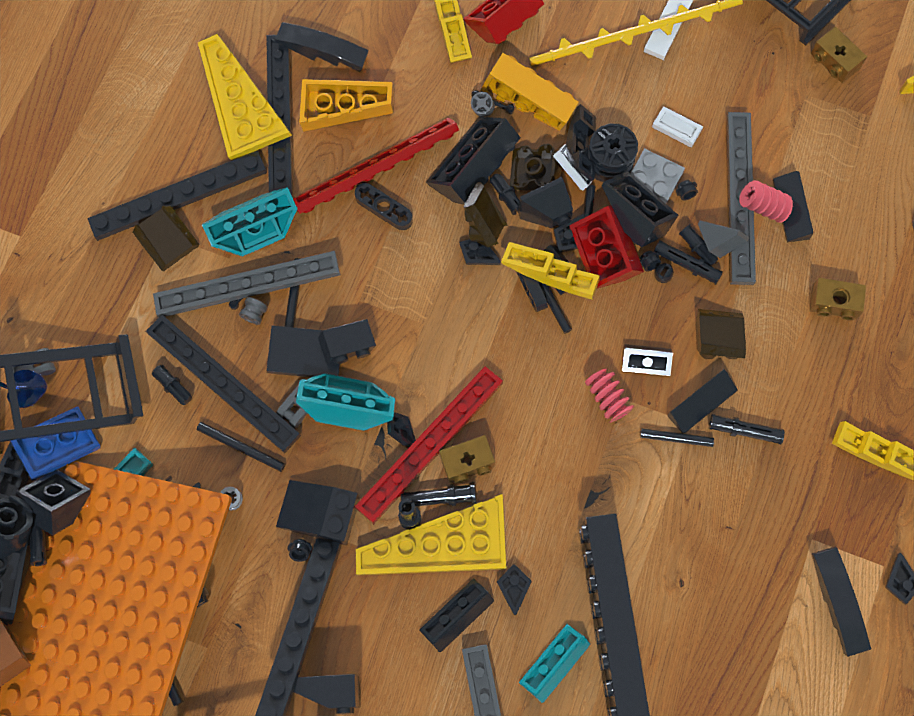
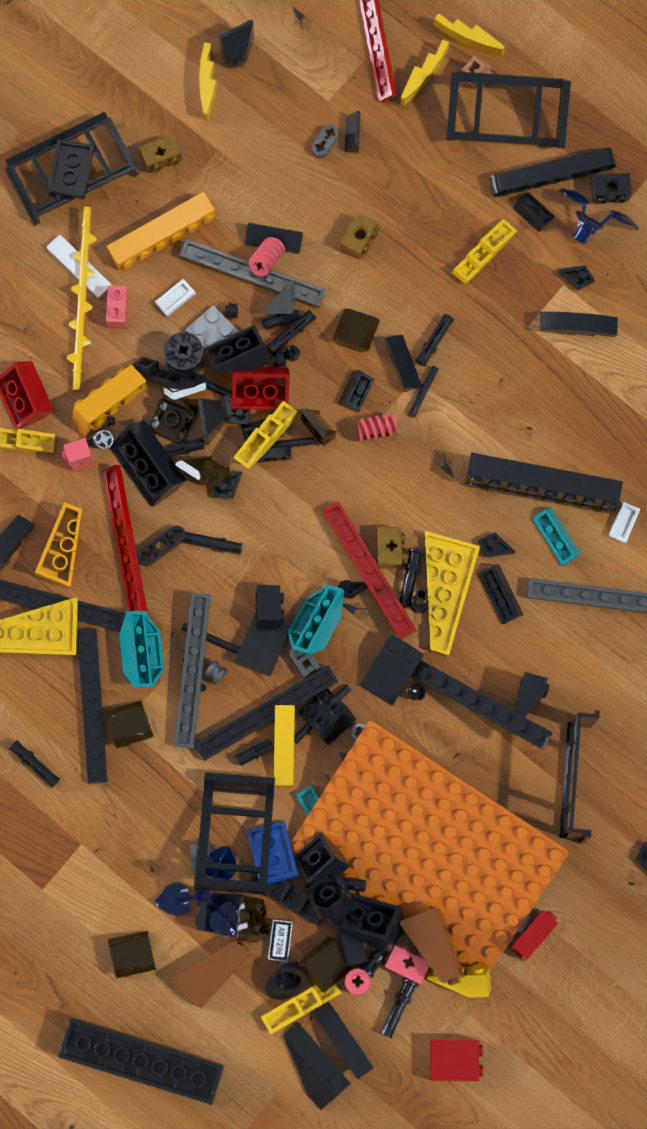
camera: 75 degrees left, 5 degrees up
(94, 157) = (27, 757): none -> black pin
(187, 414) = (284, 745): none -> yellow slope
(237, 453) = (327, 716): none -> black bracket
(405, 265) = (213, 543): none -> black pin
(453, 82) = (77, 455): none -> coral brick
(586, 327) = (317, 426): none -> dark brown slope
(640, 68) = (117, 307): none -> coral brick
(748, 85) = (161, 231): none -> light orange brick

